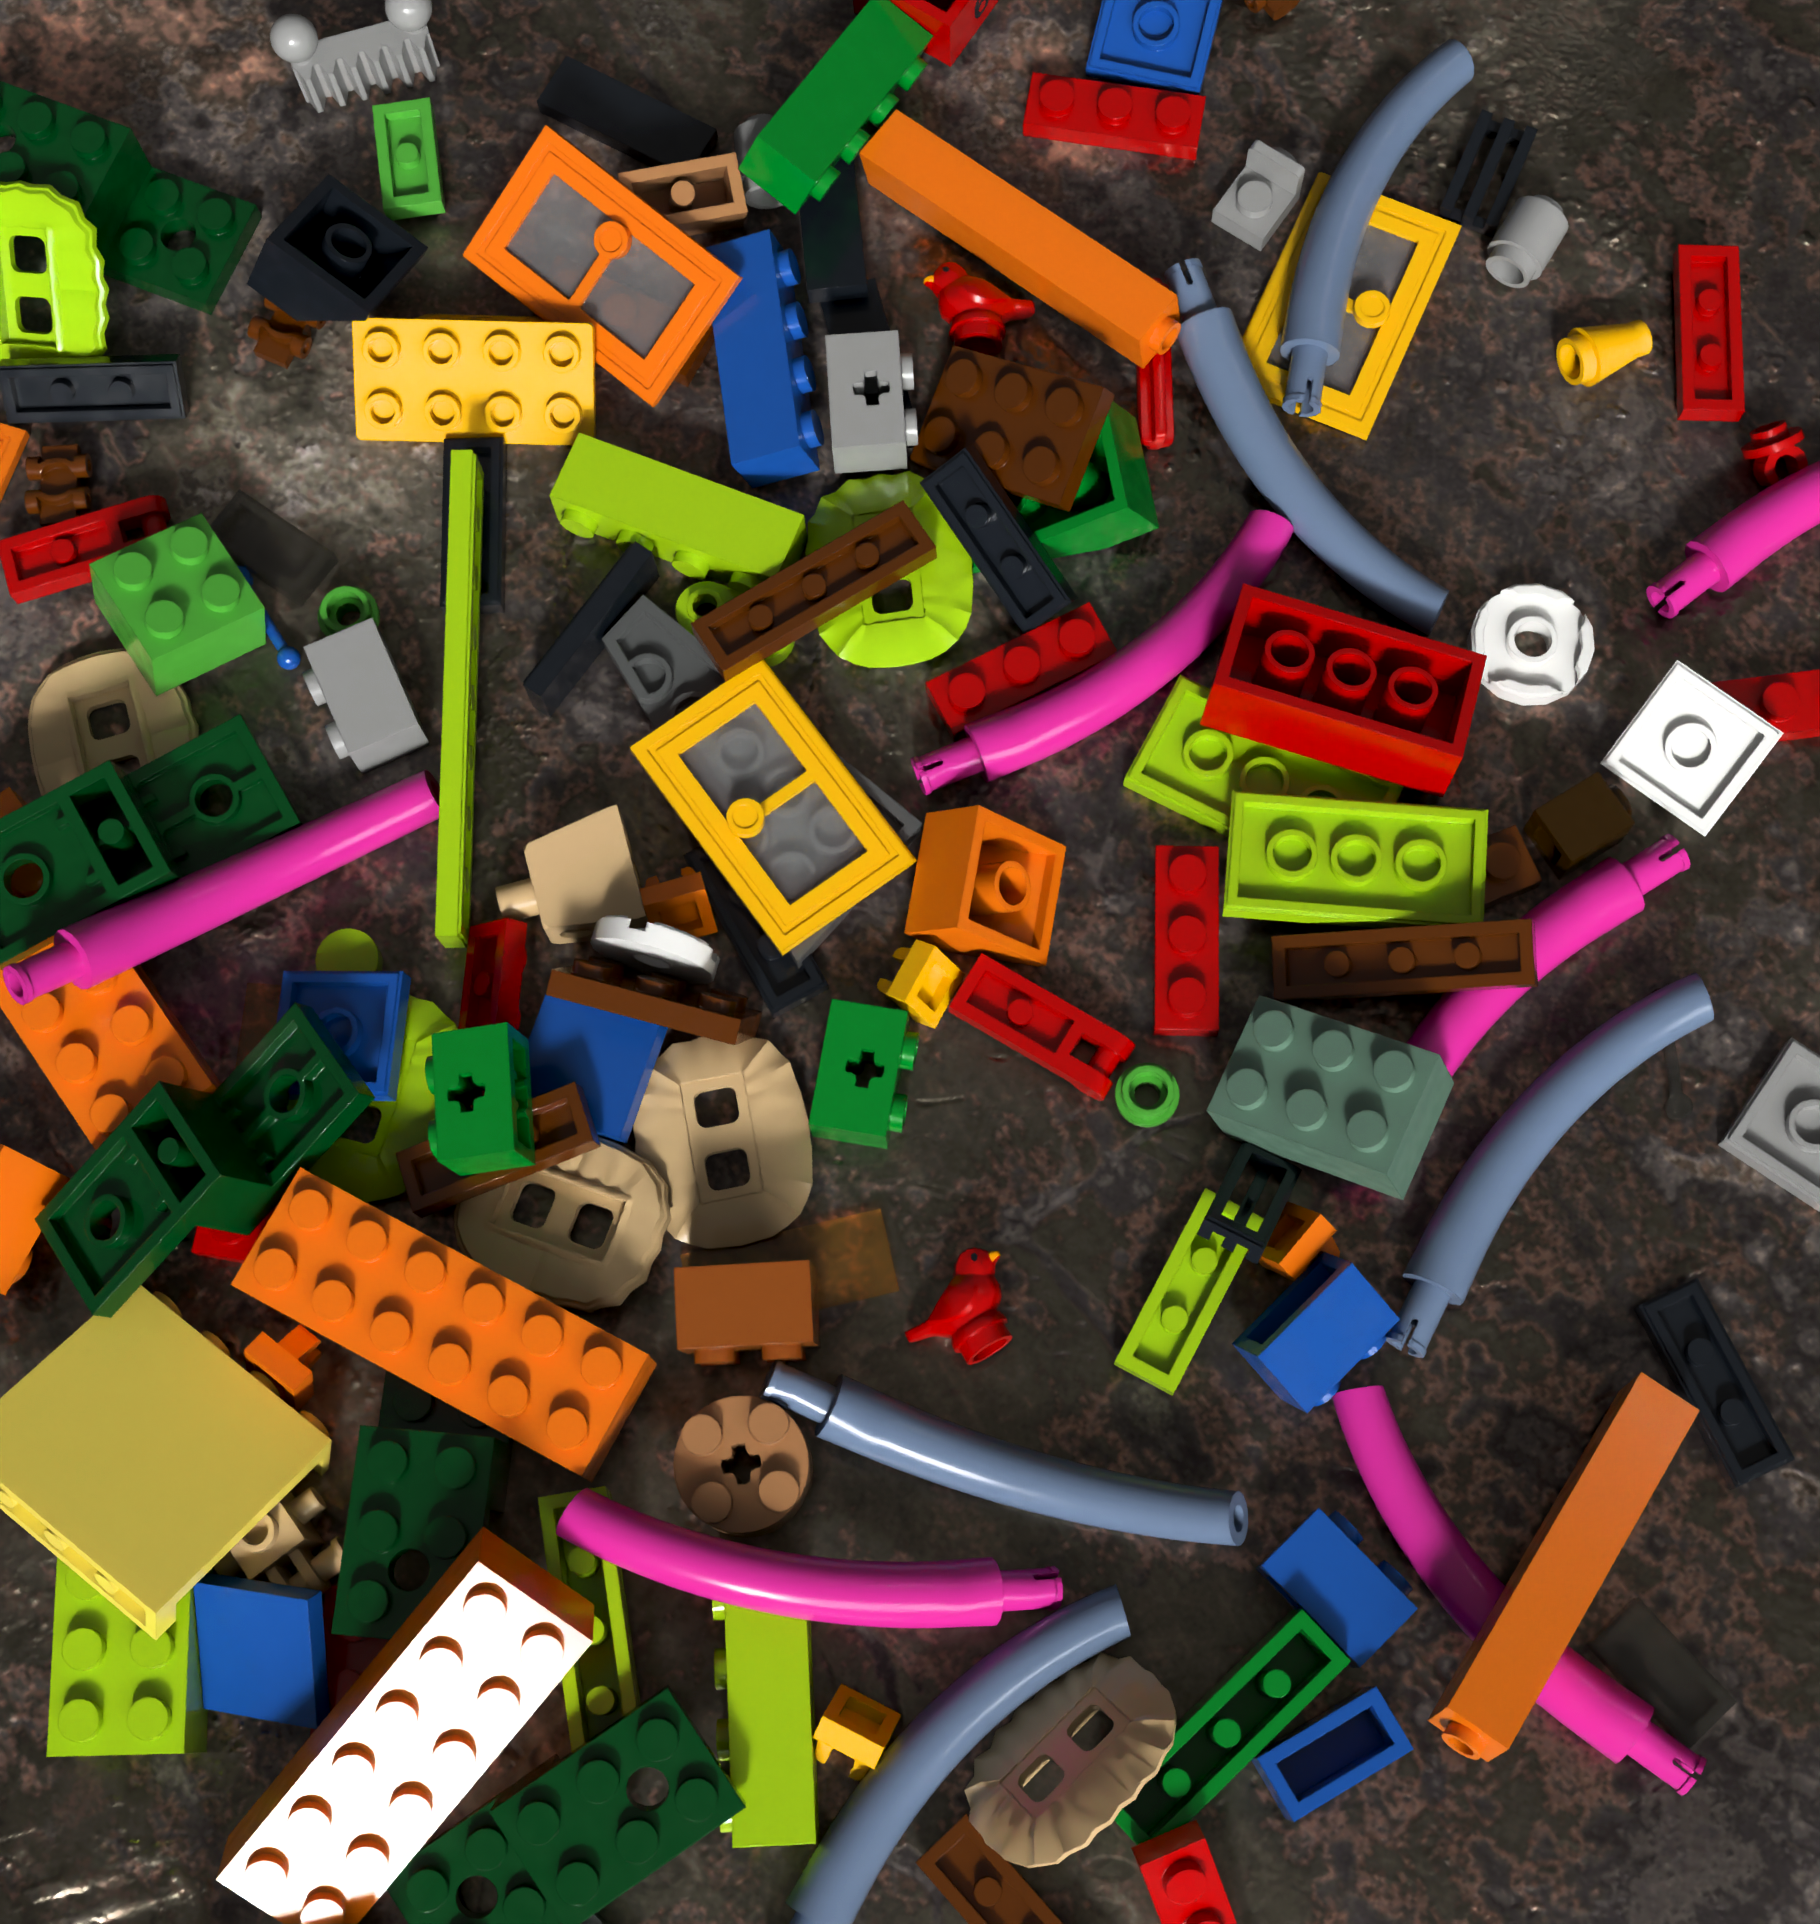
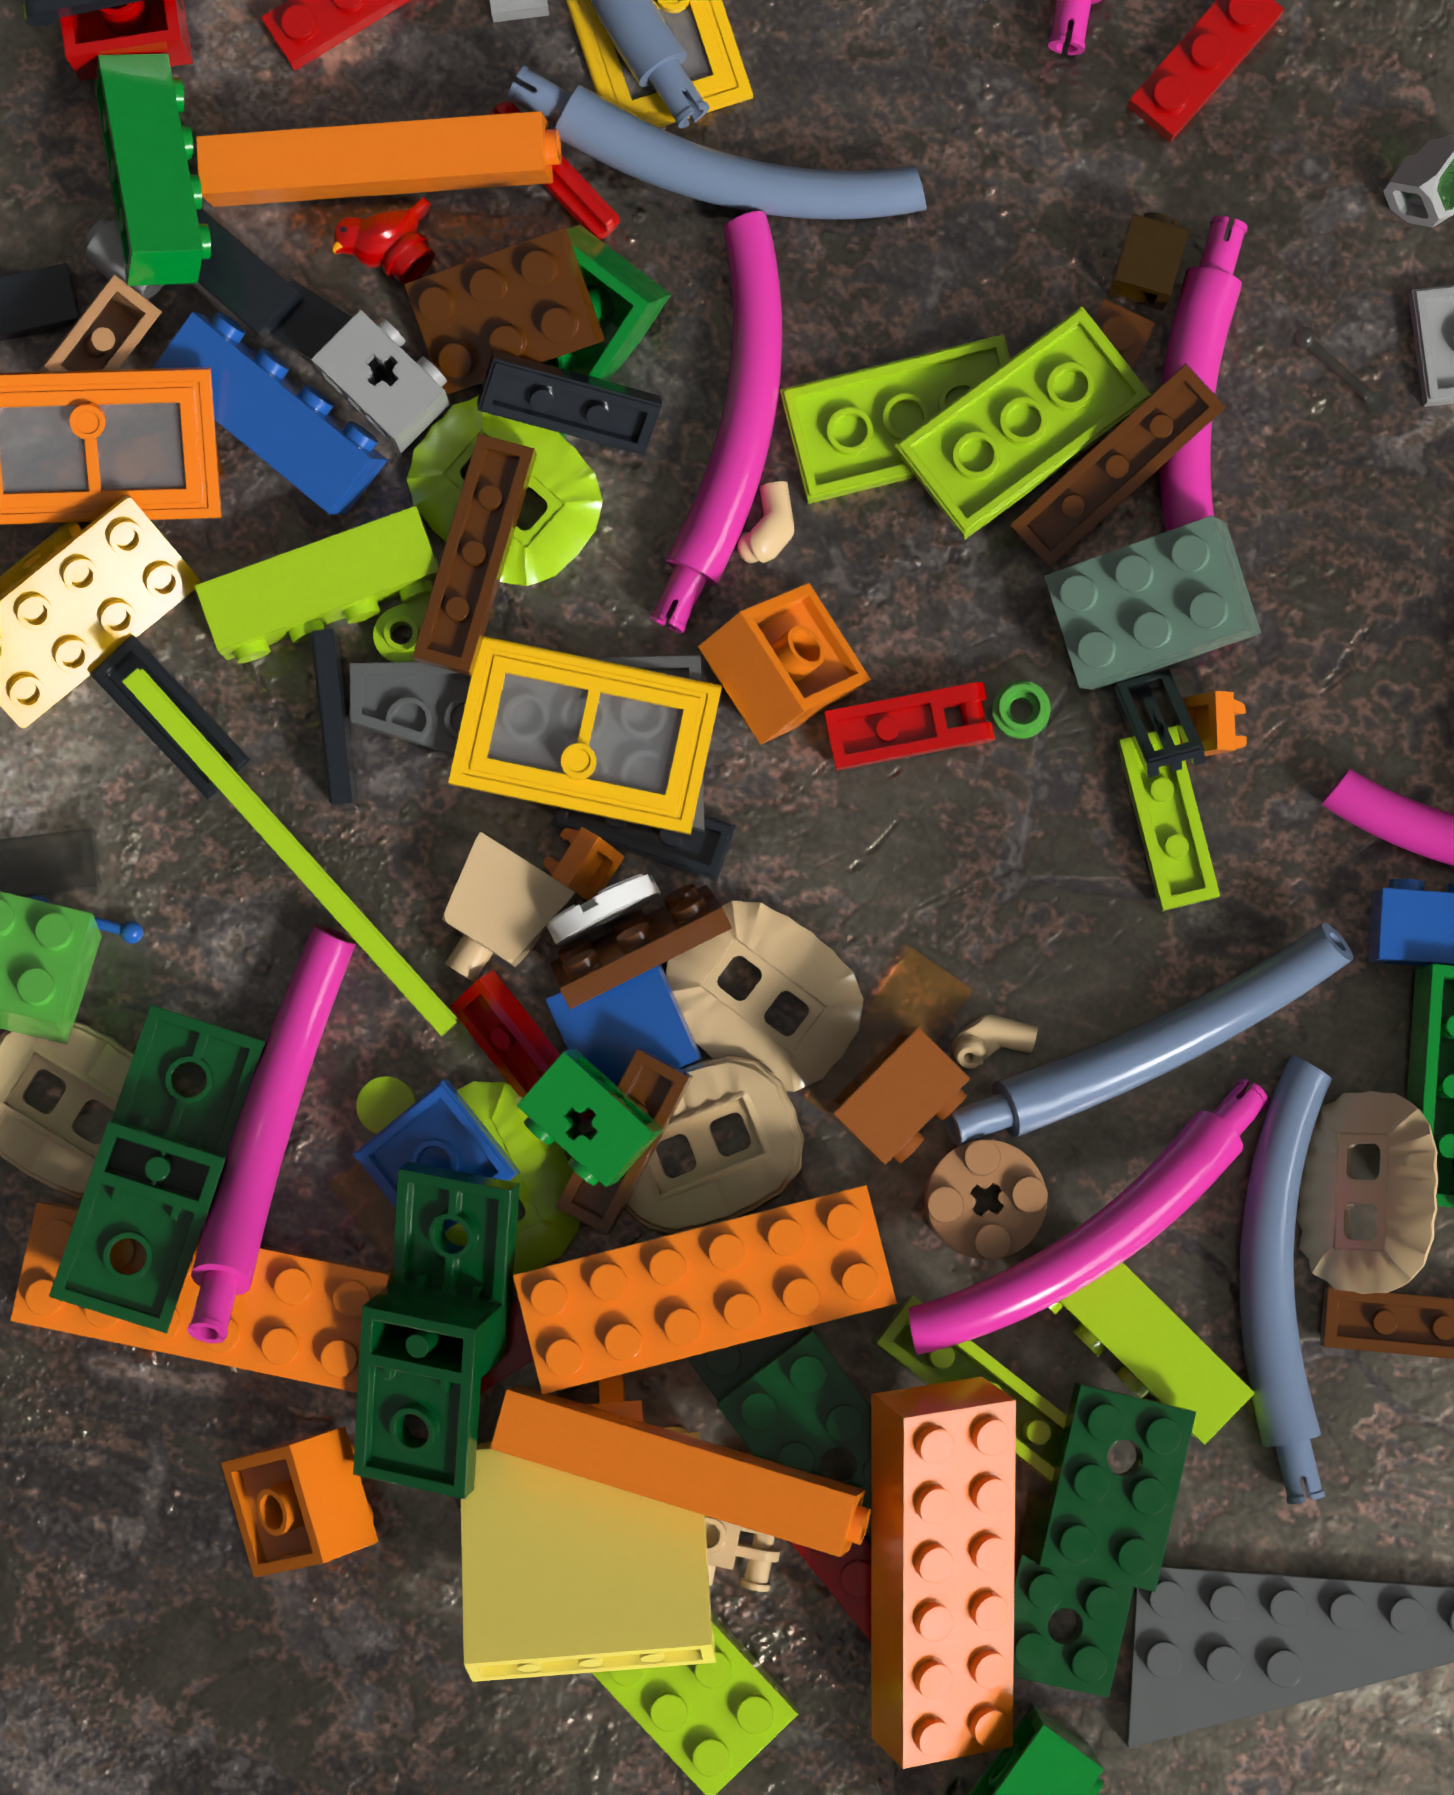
camera: 45 degrees left, 10 degrees up
(262, 1650) = (784, 1605): blue tile -> none
(278, 1453) = (681, 1470): none -> orange brick
(344, 600) = (132, 853): bright green plate -> none
(365, 696) = (218, 911): light grey brick -> none
(855, 1037) = (789, 851): green brick -> none
(855, 1728) = (1210, 1298): yellow tile -> none
(875, 1337) = (988, 1035): none -> tan arm
(922, 983) = (803, 767): yellow tile -> none
(969, 1309) = (1034, 960): red animal -> none
(1020, 669) = (665, 483): red plate -> none
(1074, 779) = (773, 530): none -> tan arm
(1186, 941) = (951, 577): red plate -> none
(1317, 1332) = (1278, 772): blue piece -> none
(1344, 690) = (910, 305): red brick -> none
(1520, 1140) = (1296, 518): sand blue animal -> none
(1542, 611) = (993, 187): white tile -> none
(1691, 748) = (1177, 139): white tile -> none

